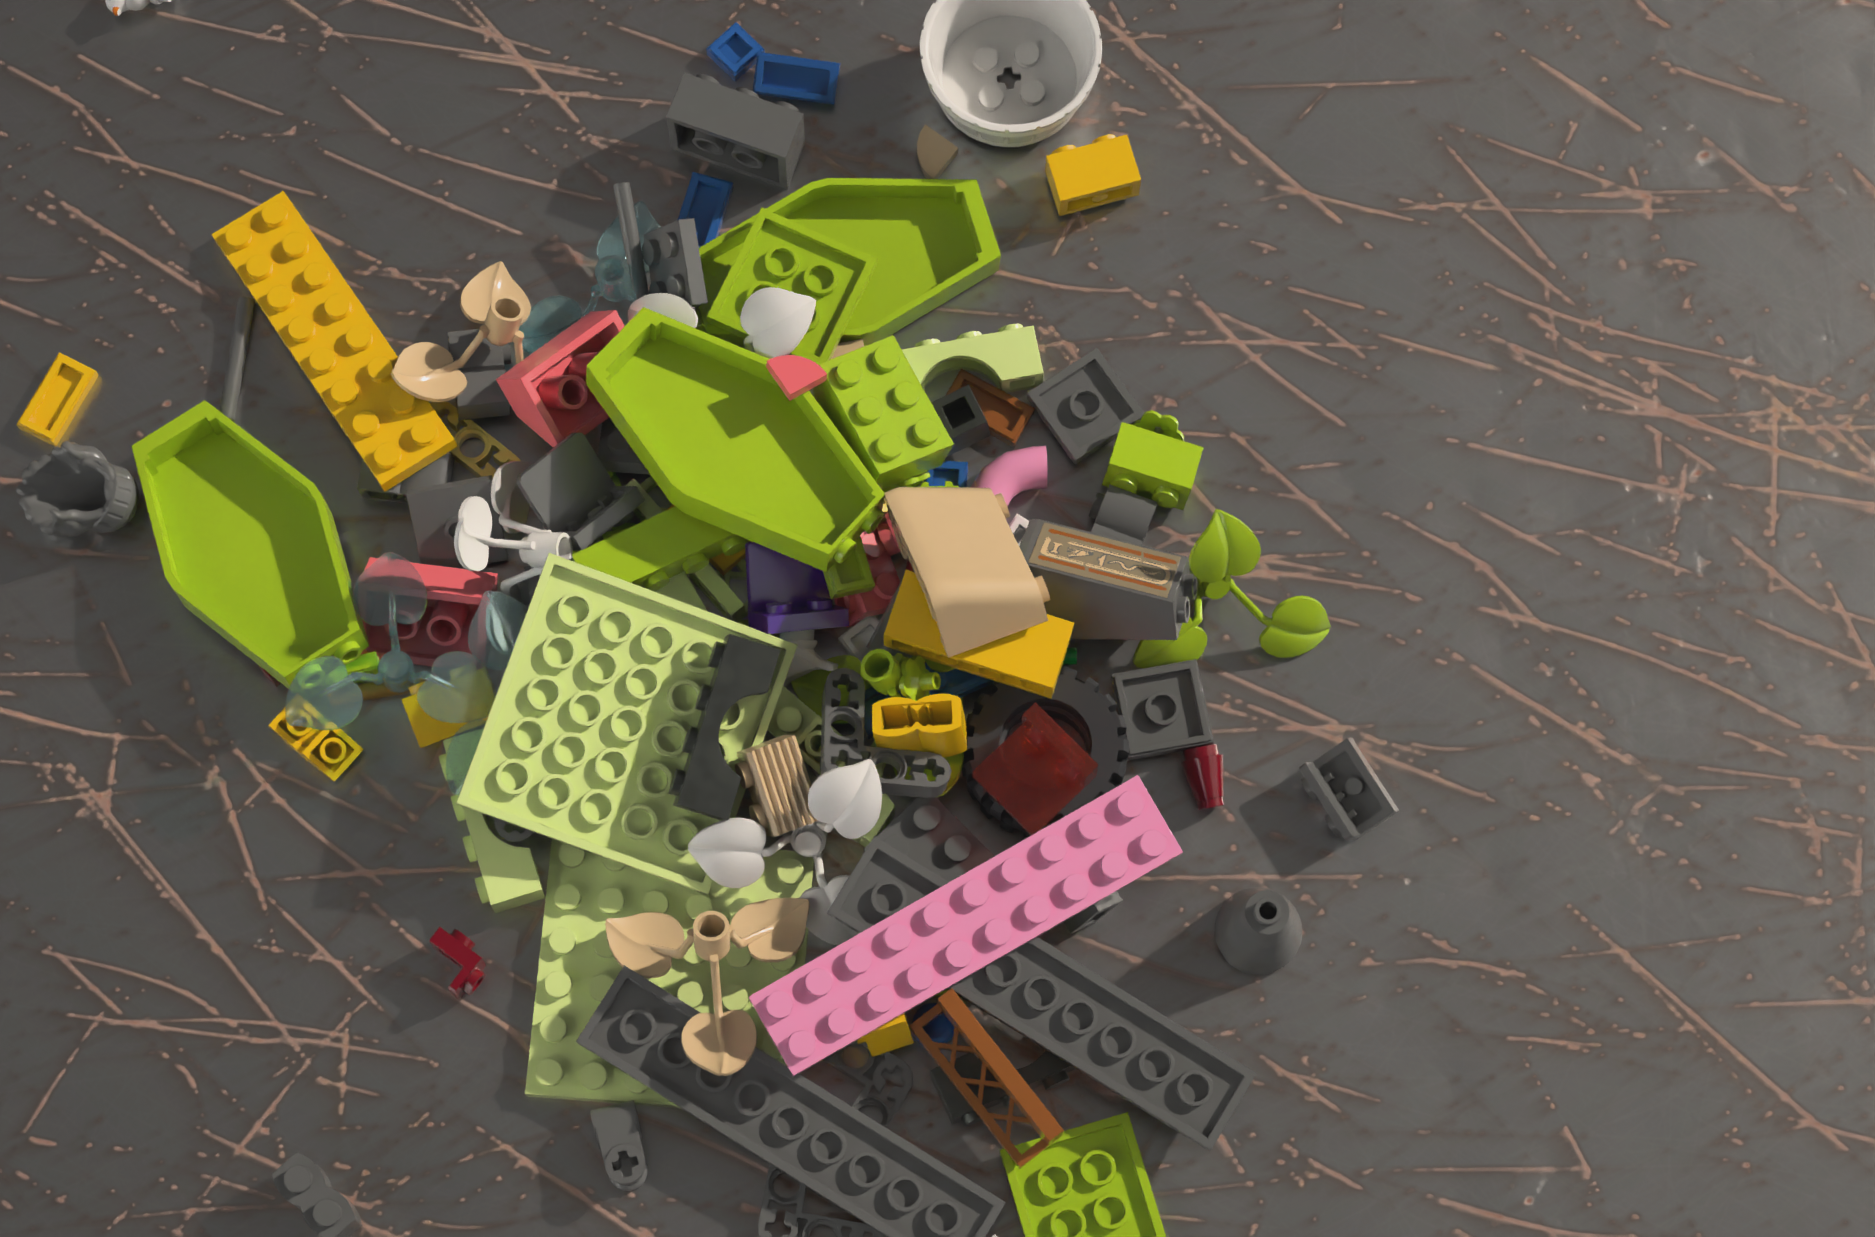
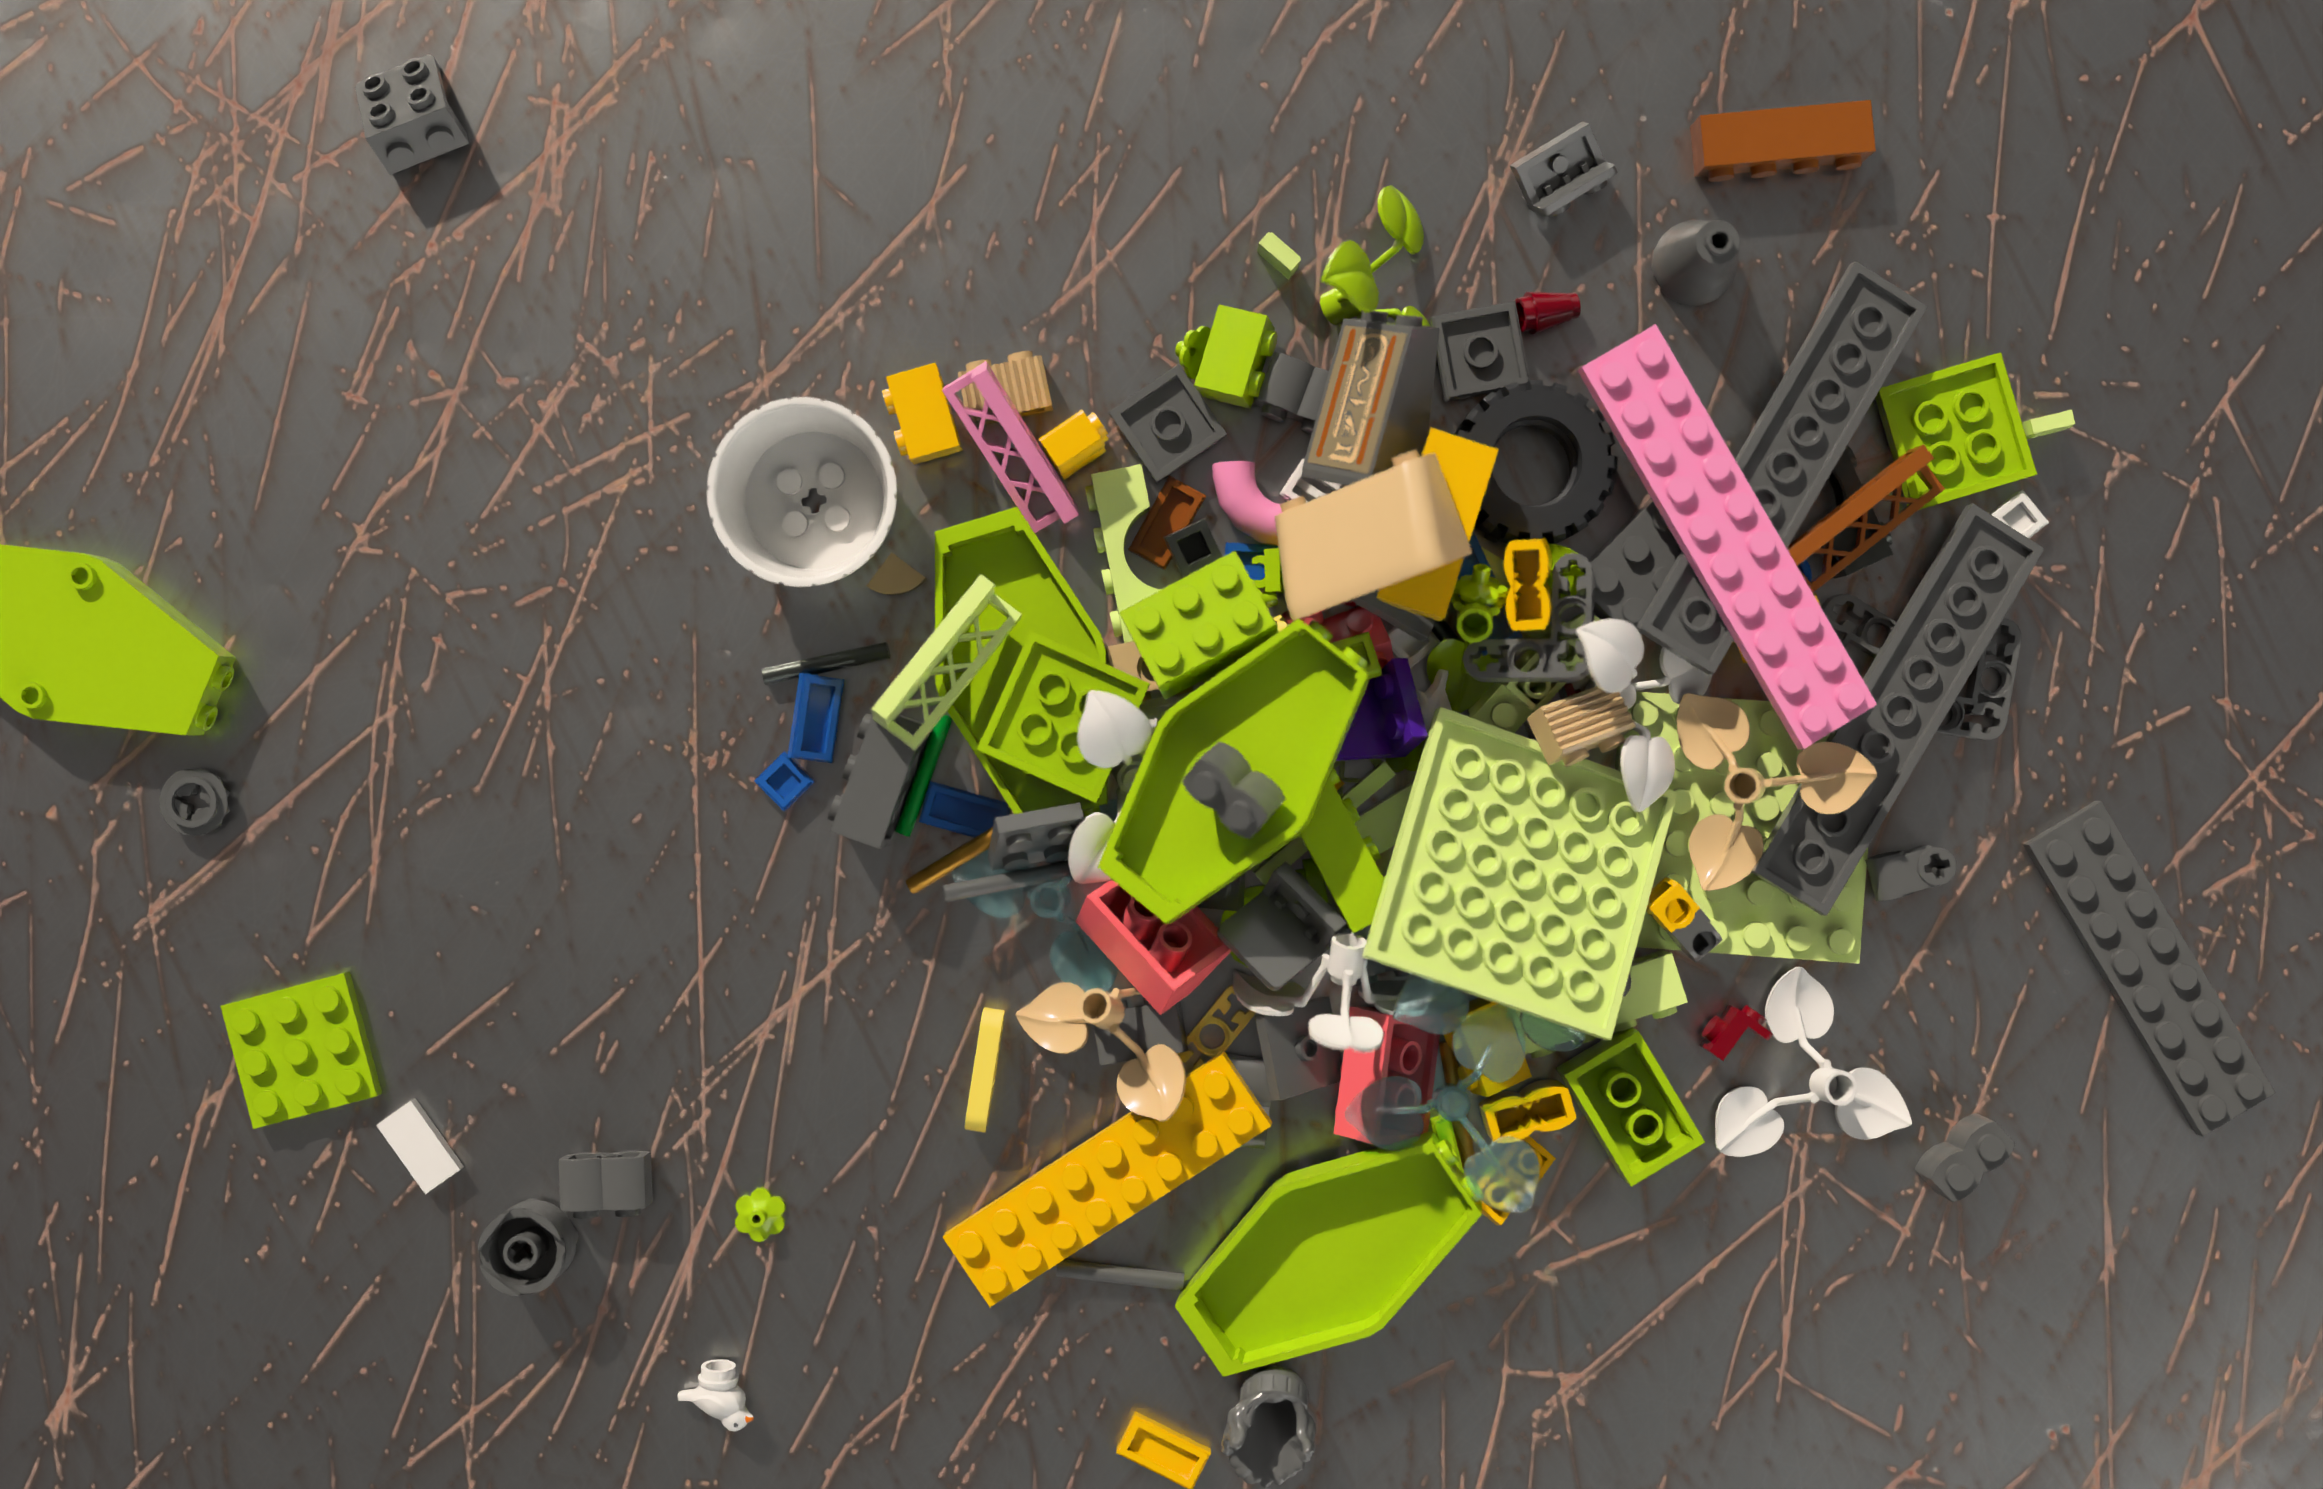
camera: 90 degrees left, 15 degrees up
(313, 34) = (764, 1205): none -> lime plant
(373, 1104) = (1864, 1097): none -> white plant
(385, 752) = (1538, 1106): none -> yellow brick
(386, 849) = (1630, 1105): none -> lime brick
(446, 230) = (984, 1069): none -> light yellow beam
(575, 897) = (1682, 919): none -> leg
(648, 193) = (950, 862): none -> pearl gold bar
(707, 780) = (1480, 761): pearl dark grey arch -> none
(715, 429) = (1239, 795): none -> dark grey brick
(738, 177) = (923, 776): none -> green bar
(795, 374) = (1172, 710): coral tile -> none
(850, 90) = (826, 663): none -> pearl dark grey bar
(855, 166) = (931, 655): none -> yellowish green fence
(1036, 771) = (1575, 470): clear red bracket -> none
(1062, 309) = (1075, 443): none -> yellow brick
(1063, 257) = (1024, 441): none -> bright pink fence
(1118, 252) = (1022, 380): none -> tan brick
(1258, 508) = (1279, 255): none -> yellowish green tile
(1386, 1015) = (1782, 140): none -> dark orange brick

